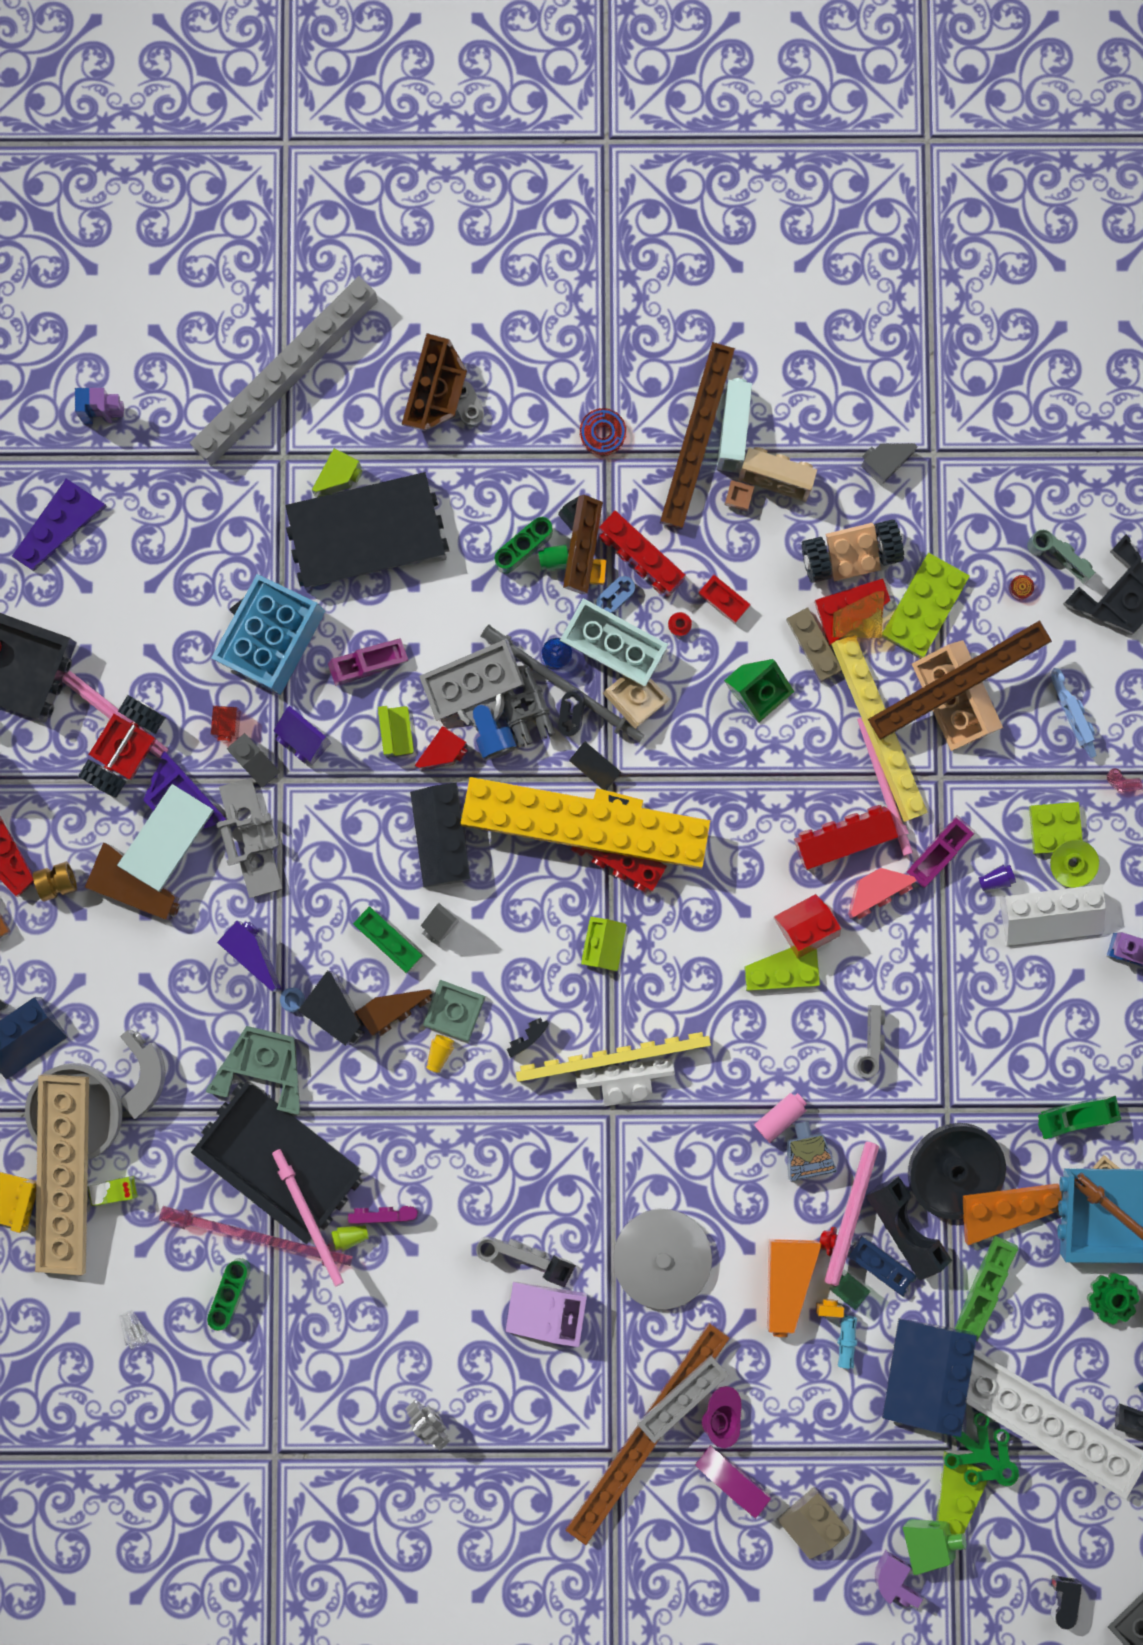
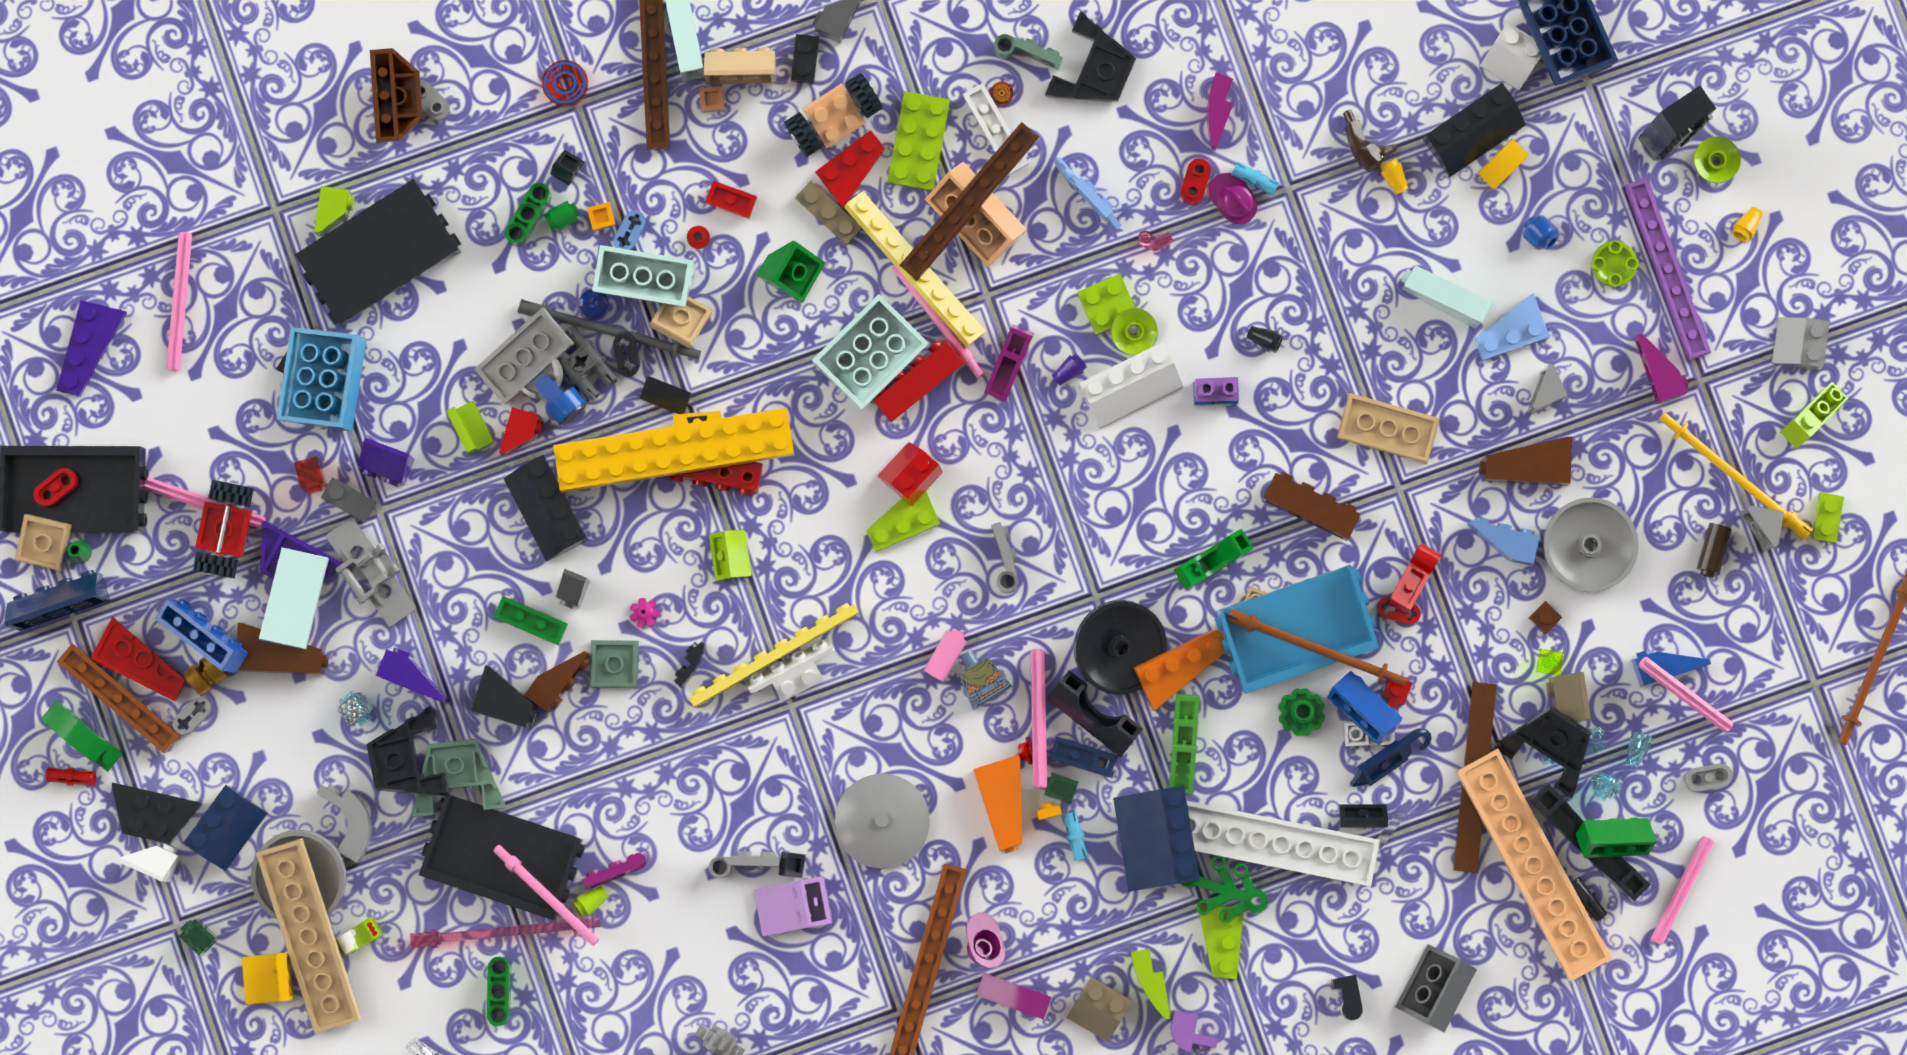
camera: 20 degrees left, 0 degrees up
(26, 911) = (196, 719): none -> light grey beam
(63, 842) = (201, 635): none -> blue brick
(97, 403) = (86, 220): medium lavender hips -> none
(159, 512) = (179, 301): none -> bright pink axle
(187, 966) = (355, 708): none -> clear light blue head
(208, 1032) = (396, 762): none -> black wing
(284, 371) = (249, 129): light grey brick -> none
(292, 999) = (461, 706): medium blue tile -> none
(367, 661) = (421, 372): magenta slope -> none
(439, 1052) = (614, 706): yellow cone -> none
(506, 973) = (649, 614): none -> dark pink plant
(583, 544) = (582, 195): reddish brown plate -> none
(641, 553) = (640, 185): red brick -> none
(682, 1399) = (942, 937): light grey plate -> none
(809, 794) = (870, 352): none -> light aqua slope
(842, 488) = (805, 59): none -> black plate
(860, 618) = (862, 174): clear yellow wing -> none
(874, 1515) = (1151, 982): none -> lime slope
(877, 889) = (963, 417): coral slope -> none
(931, 1544) = (1210, 988): bright green torso -> none
(1002, 608) = (990, 120): none -> white plate

